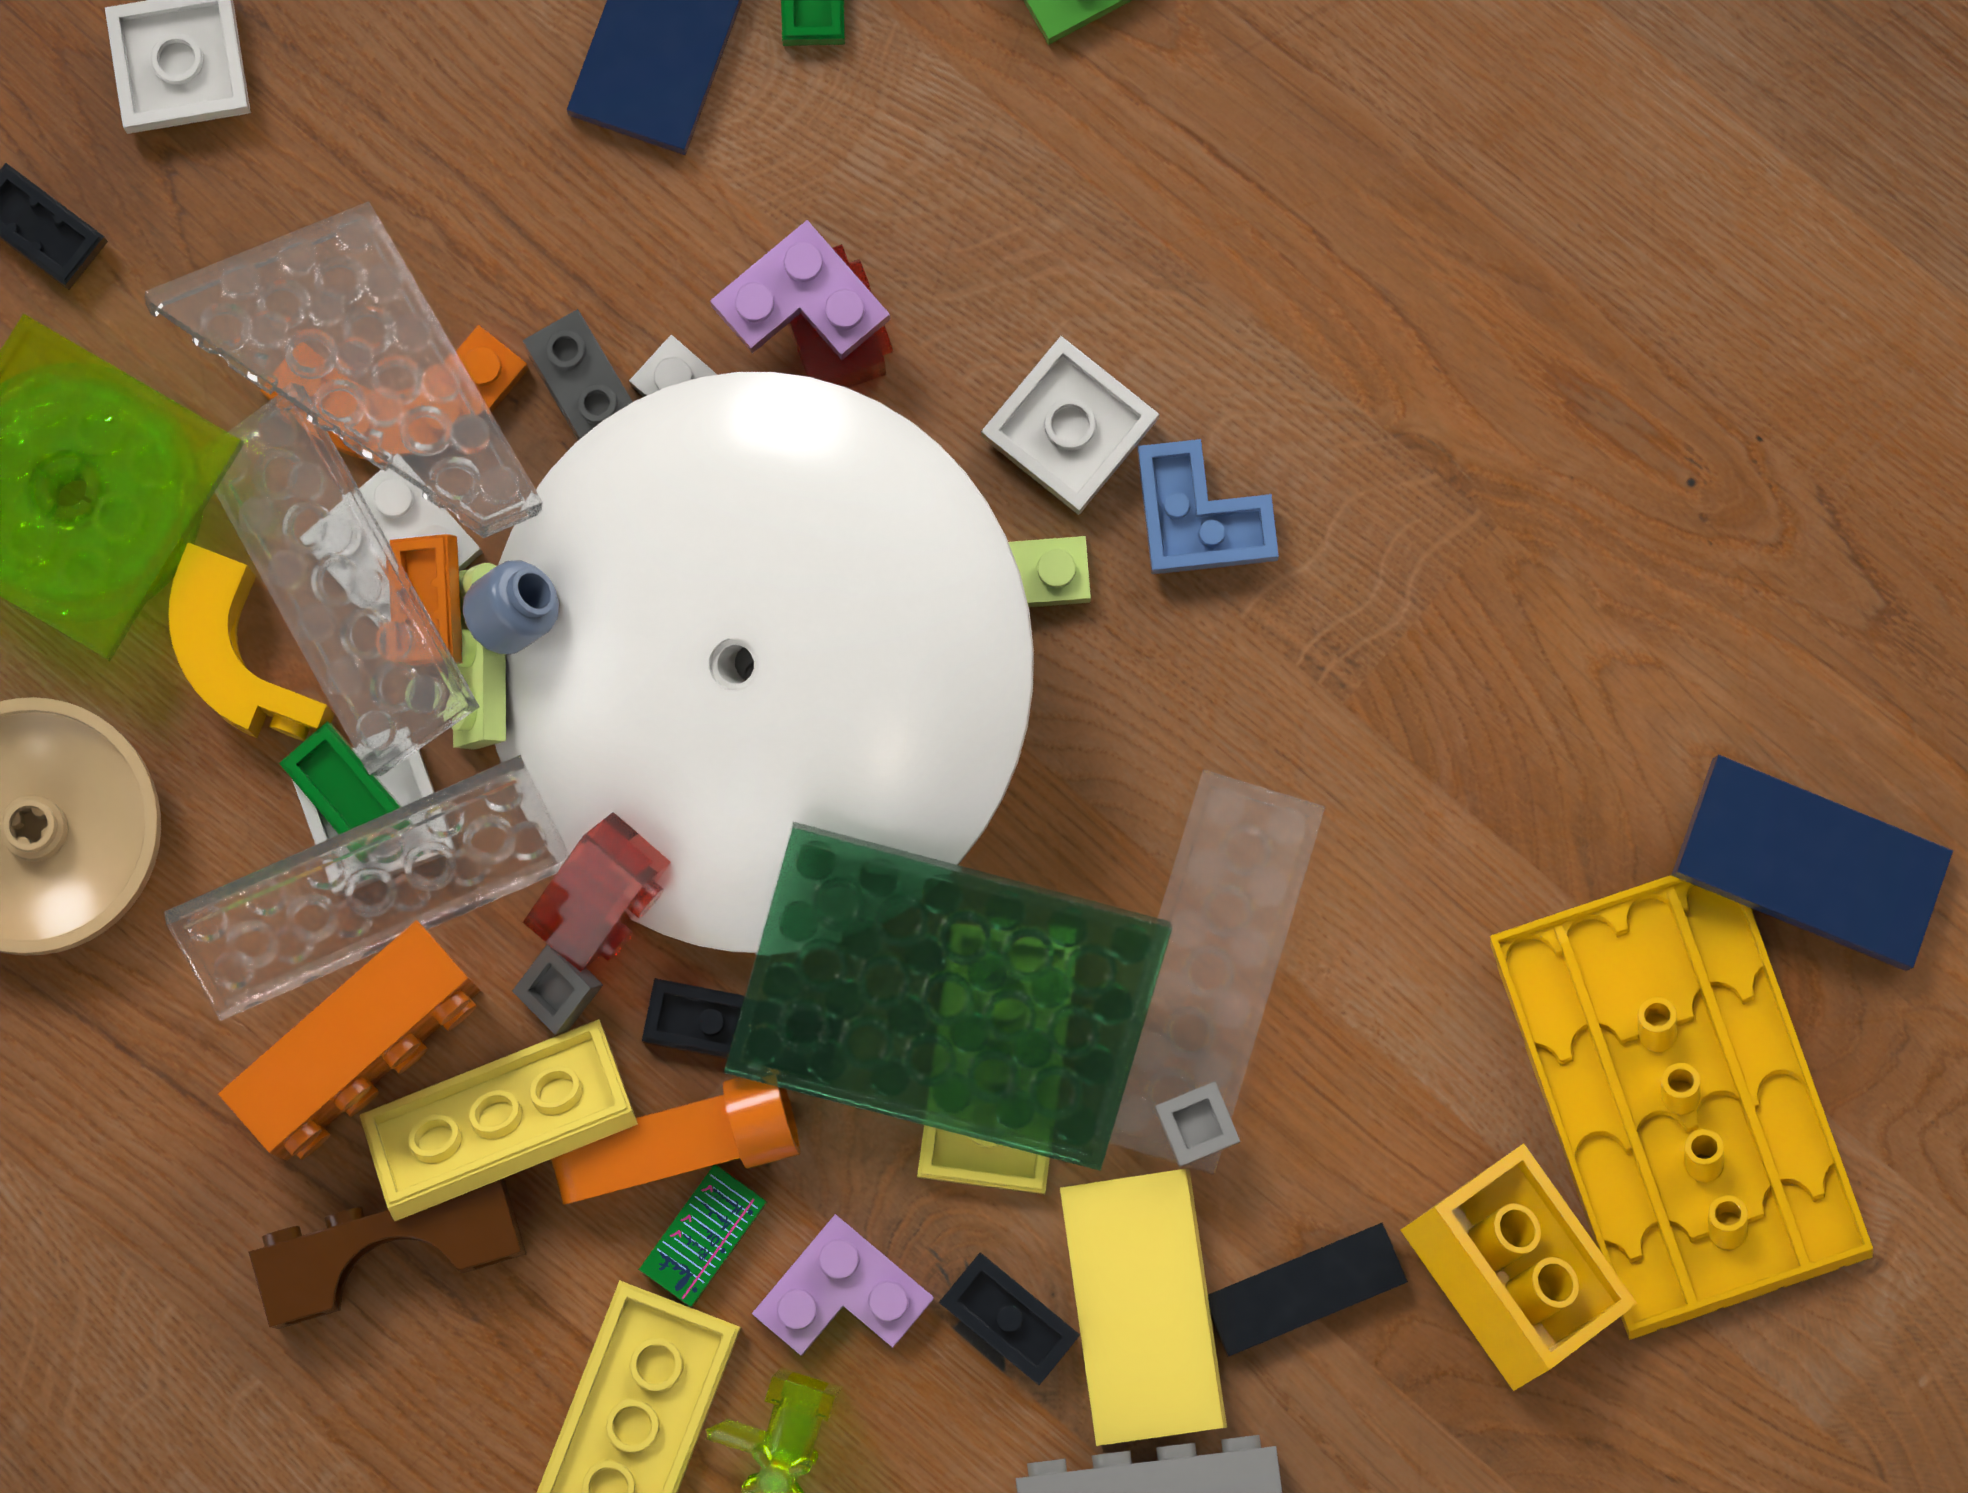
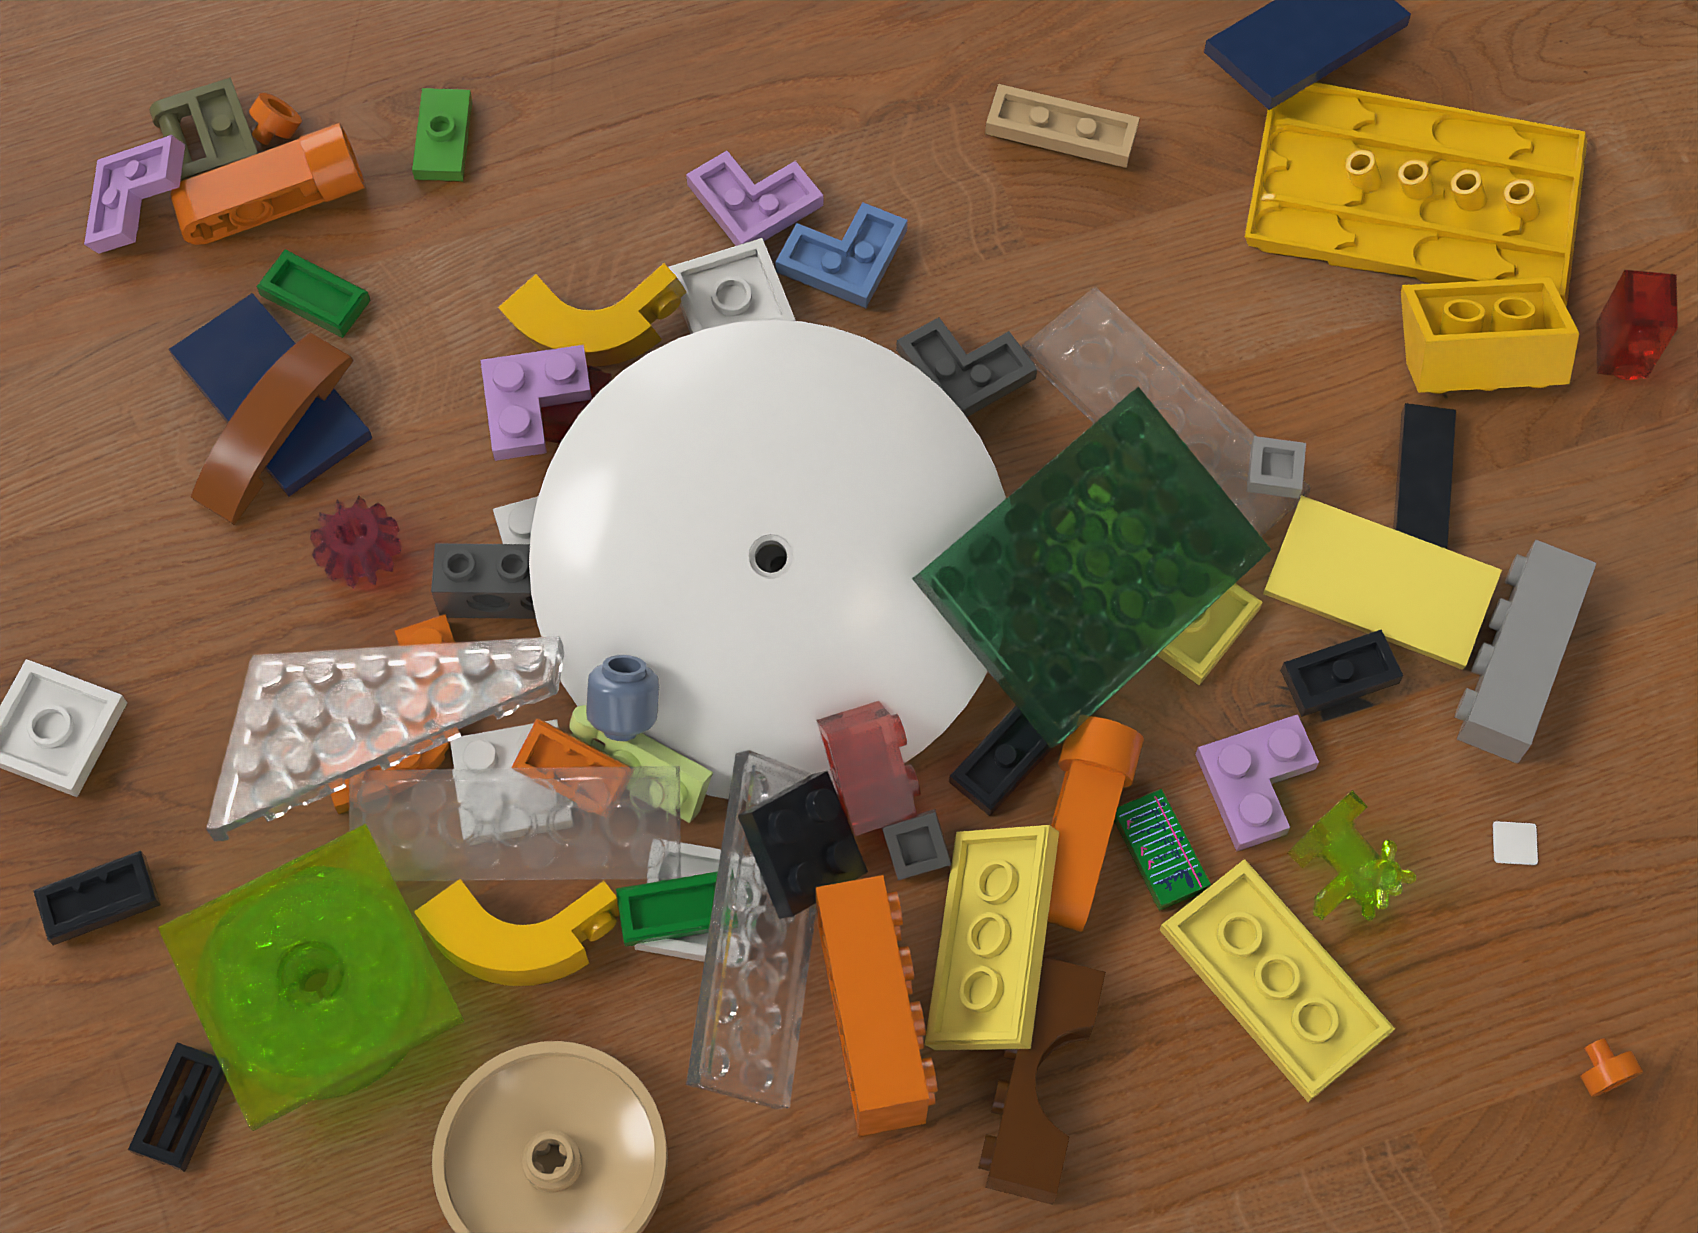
camera: 60 degrees left, 15 degrees down
(476, 876) = (802, 843): none -> black plate
(564, 205) = (356, 542): none -> clear pink gear
(627, 43) = (264, 422): none -> dark orange slope
(914, 278) = (607, 333): none -> yellow arch
(1116, 725) = (970, 378): none -> dark grey plate
(1191, 378) = (750, 209): none -> lavender plate
(1514, 654) = (1062, 125): none -> tan plate
(1618, 1429) = (1636, 324): none -> clear red brick

